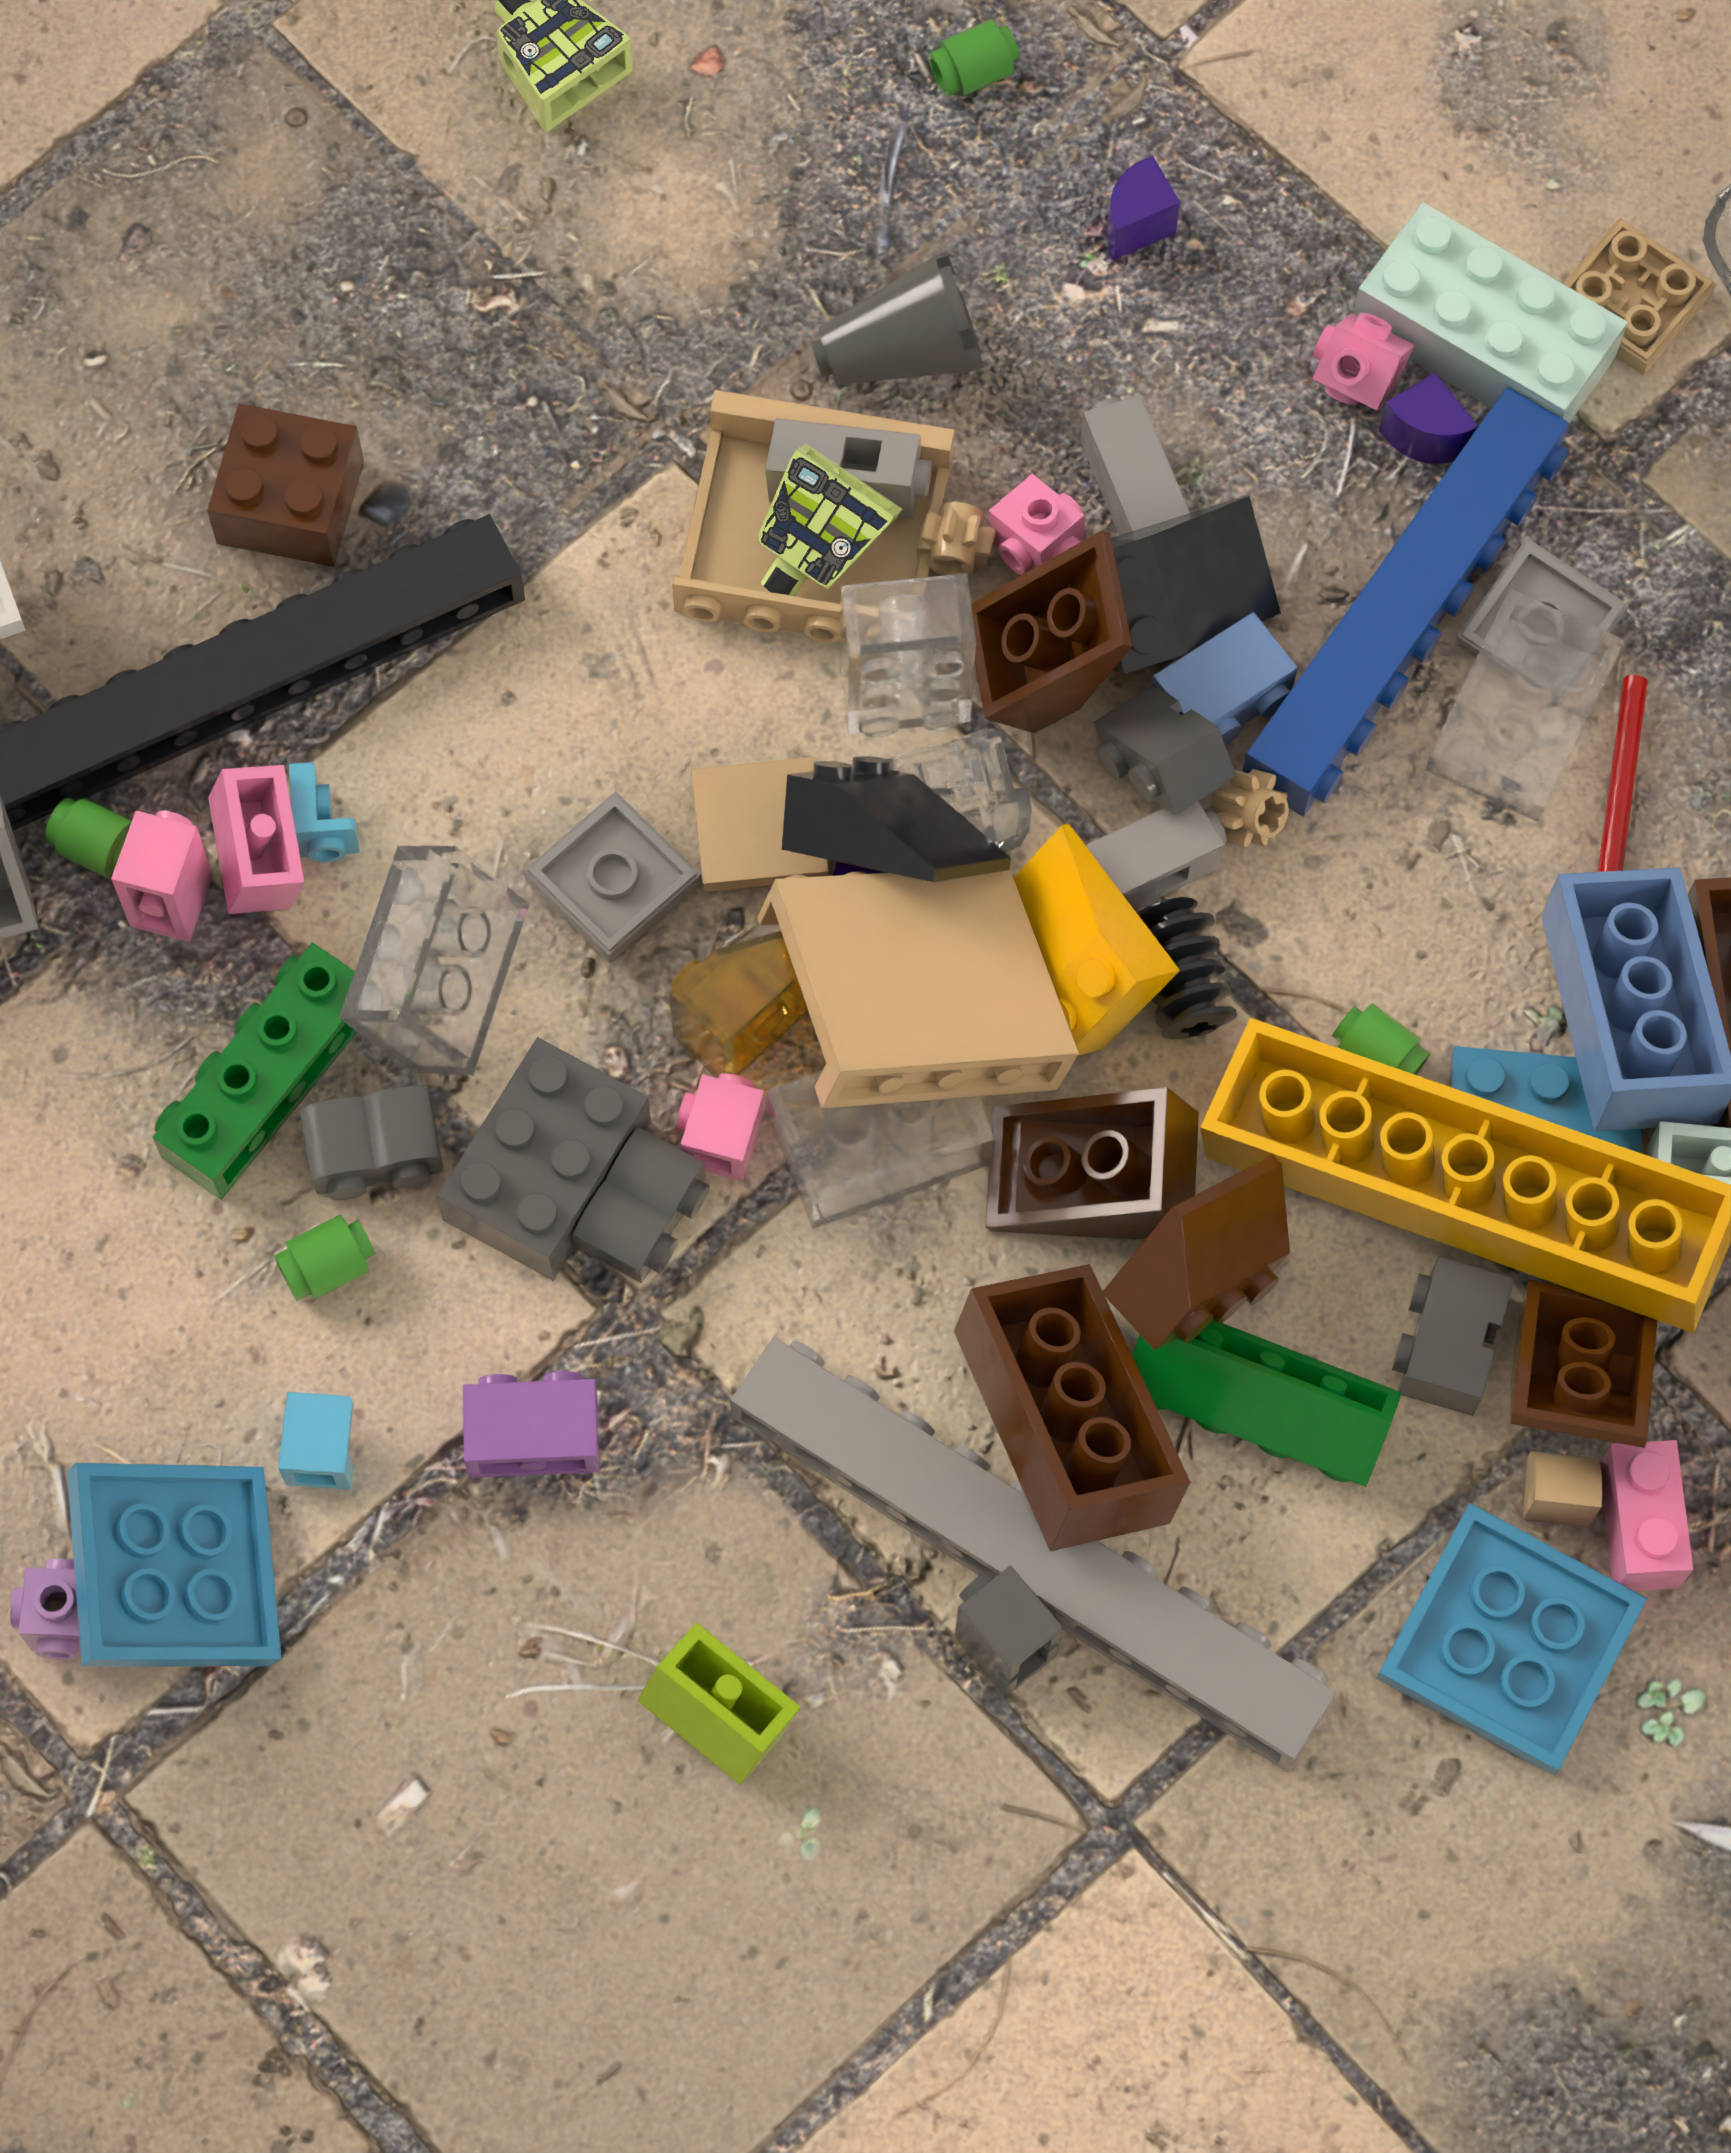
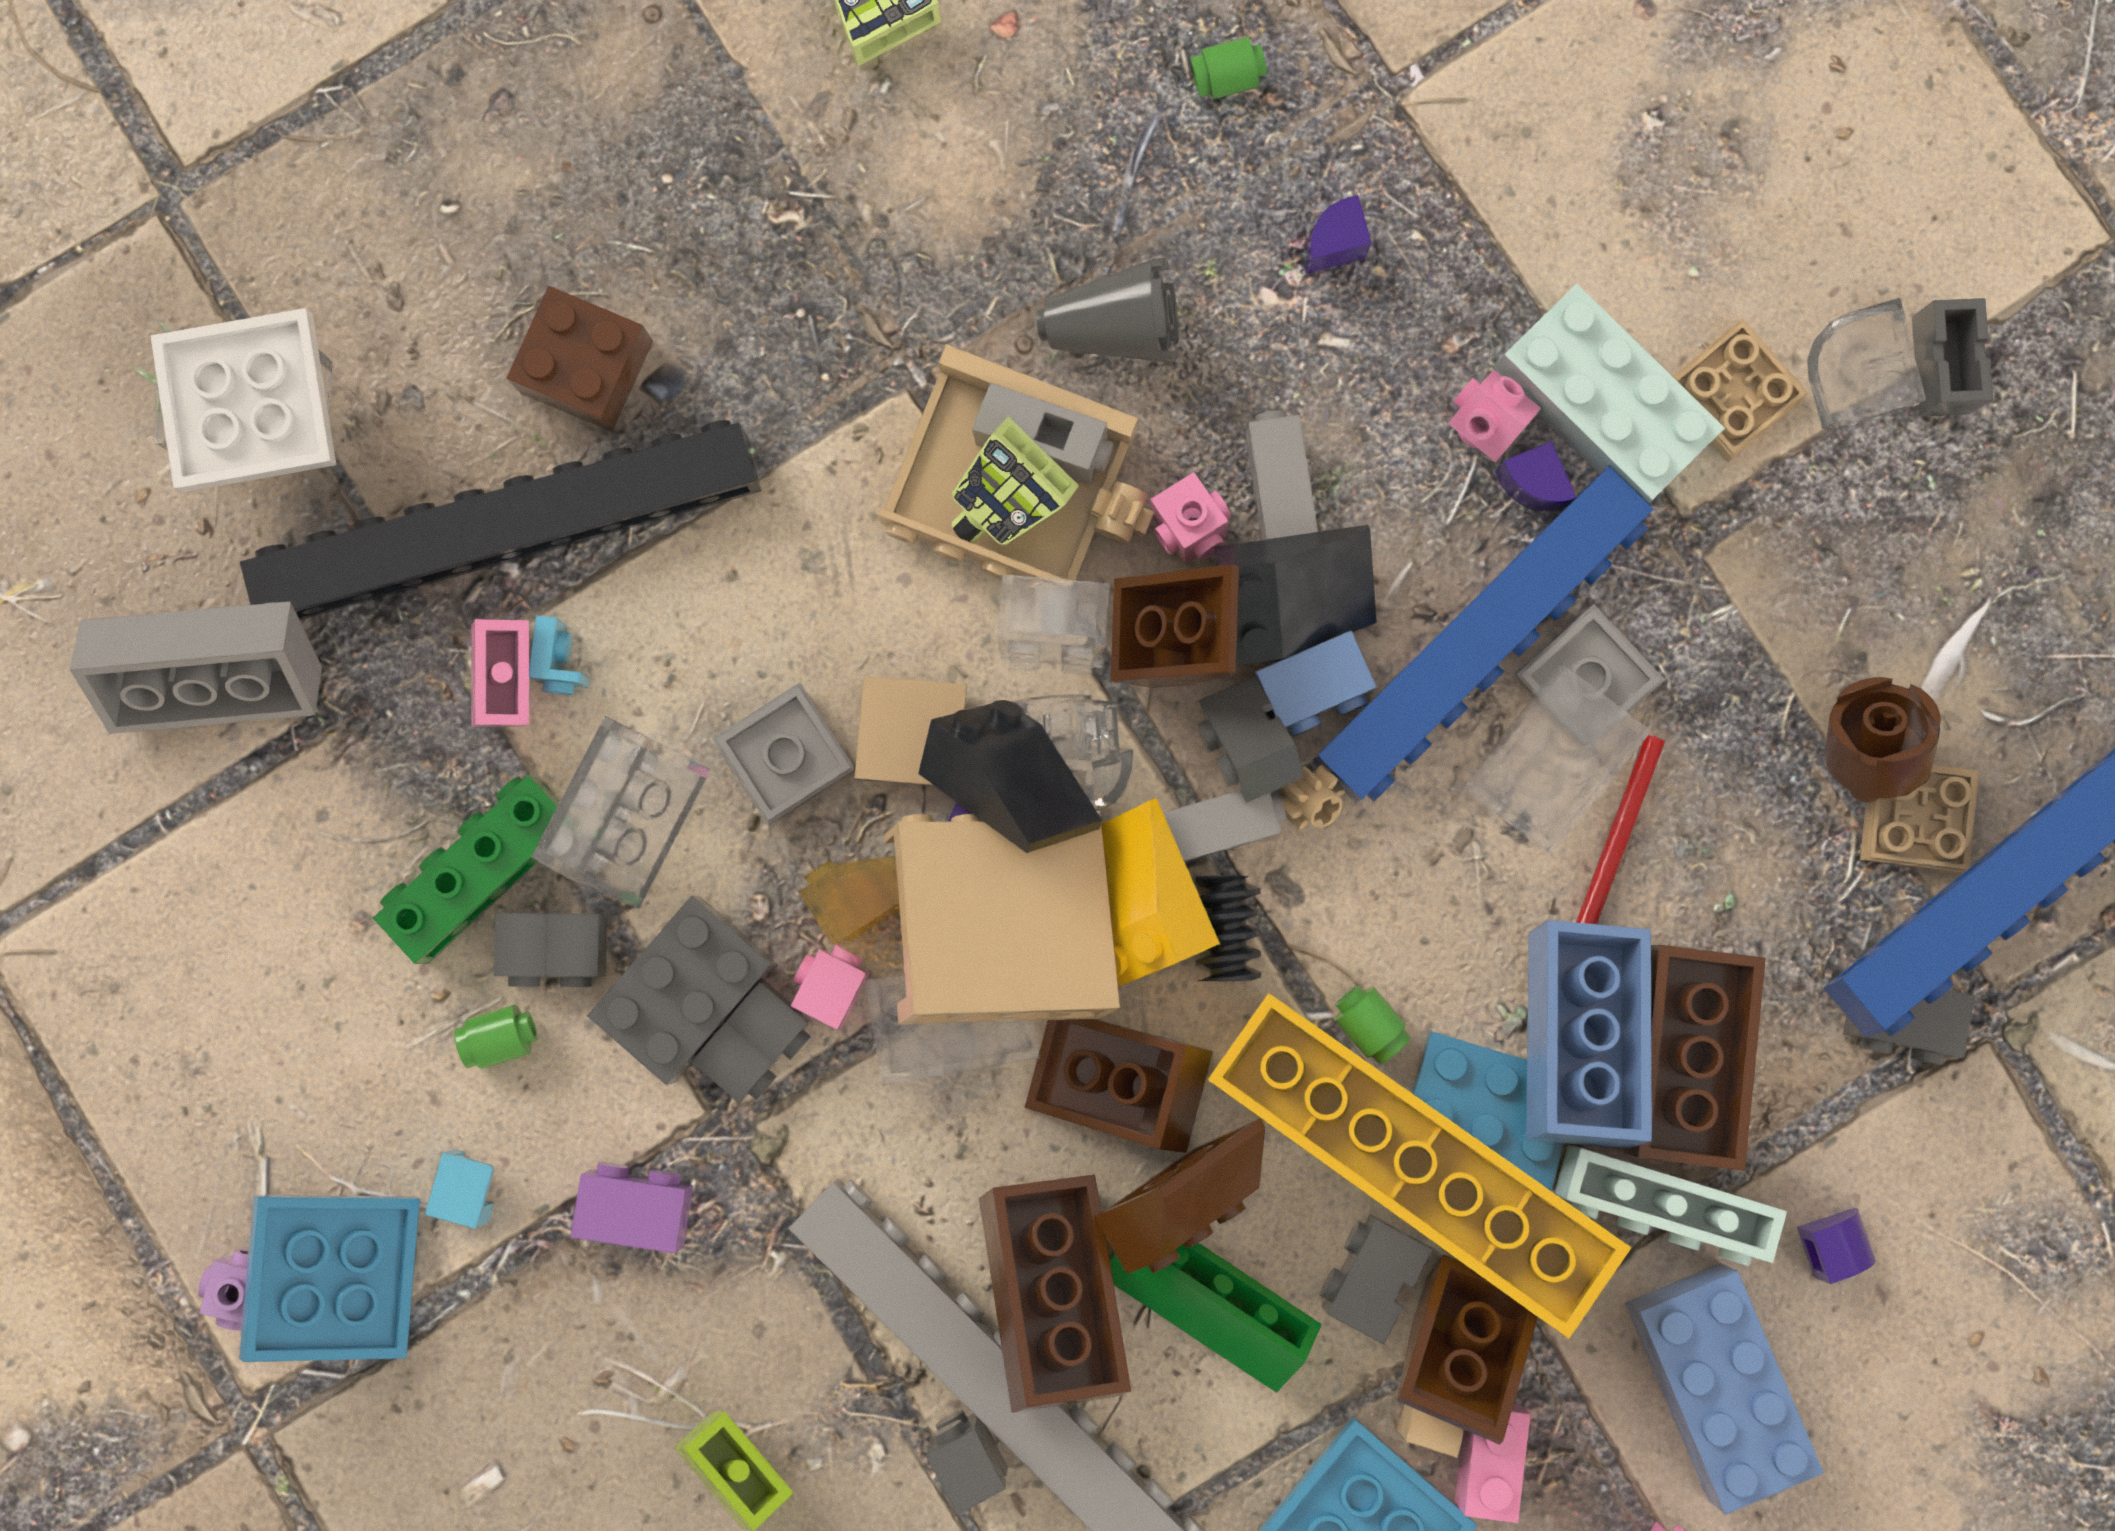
camera: 15 degrees right, 15 degrees up
(88, 834) = (375, 641): bright green brick -> none
(162, 874) = (418, 692): bright pink brick -> none

